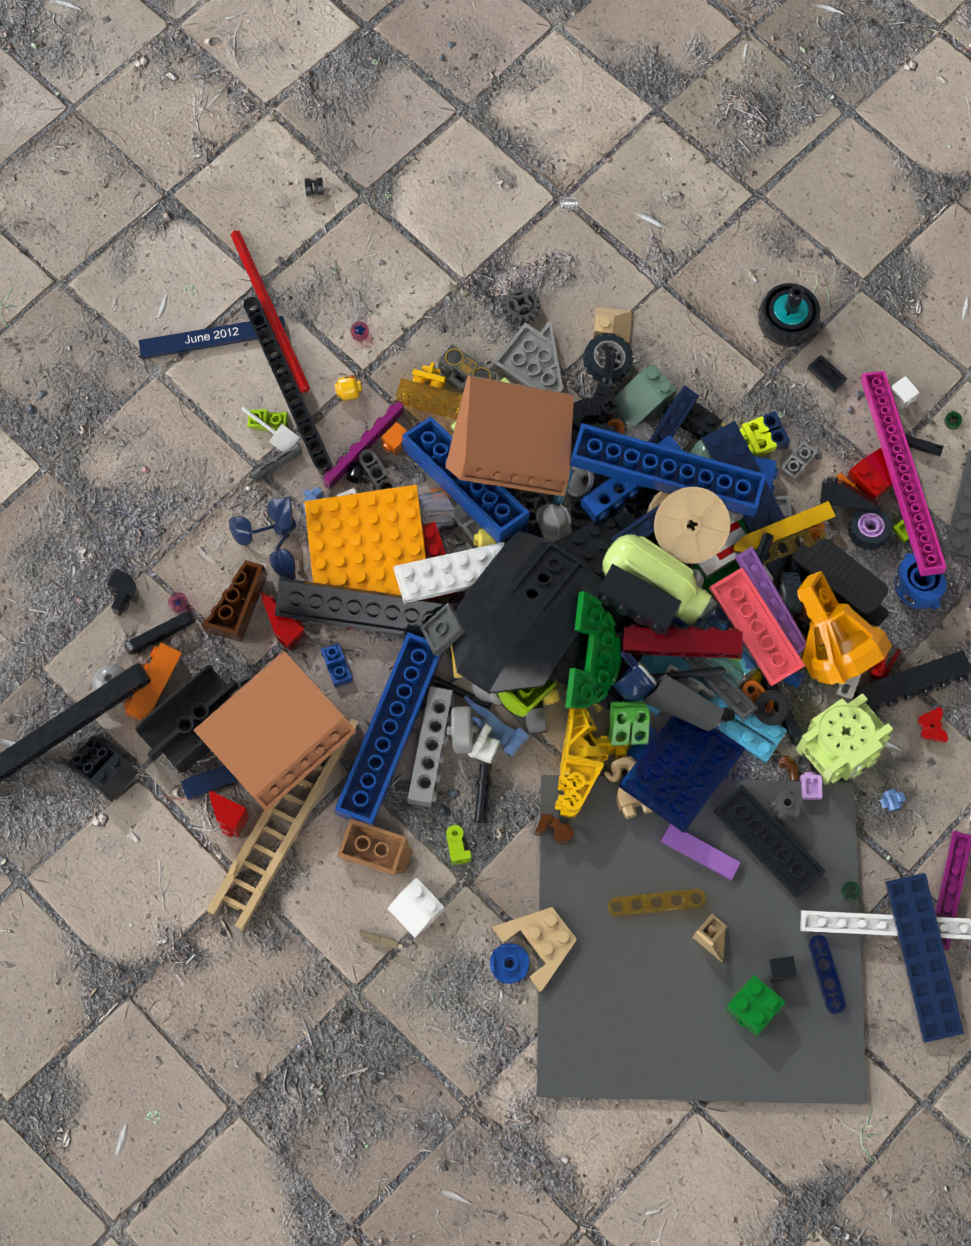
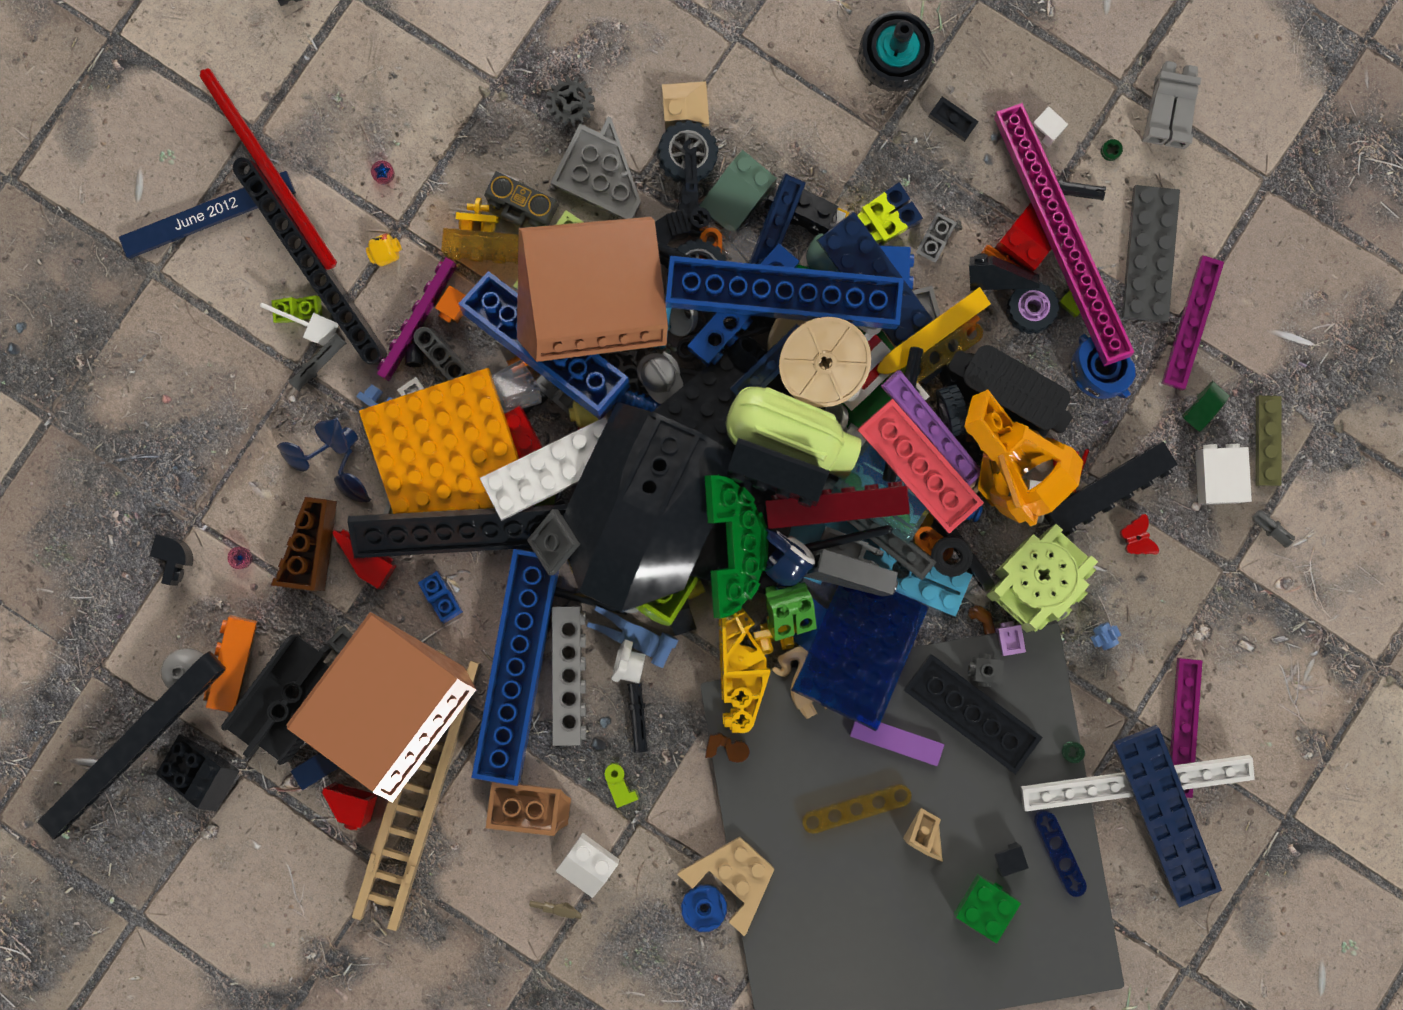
camera: 10 degrees left, 15 degrees up
(160, 632) = (227, 599): black beam -> none
(462, 729) = (599, 653): light grey wheel -> none

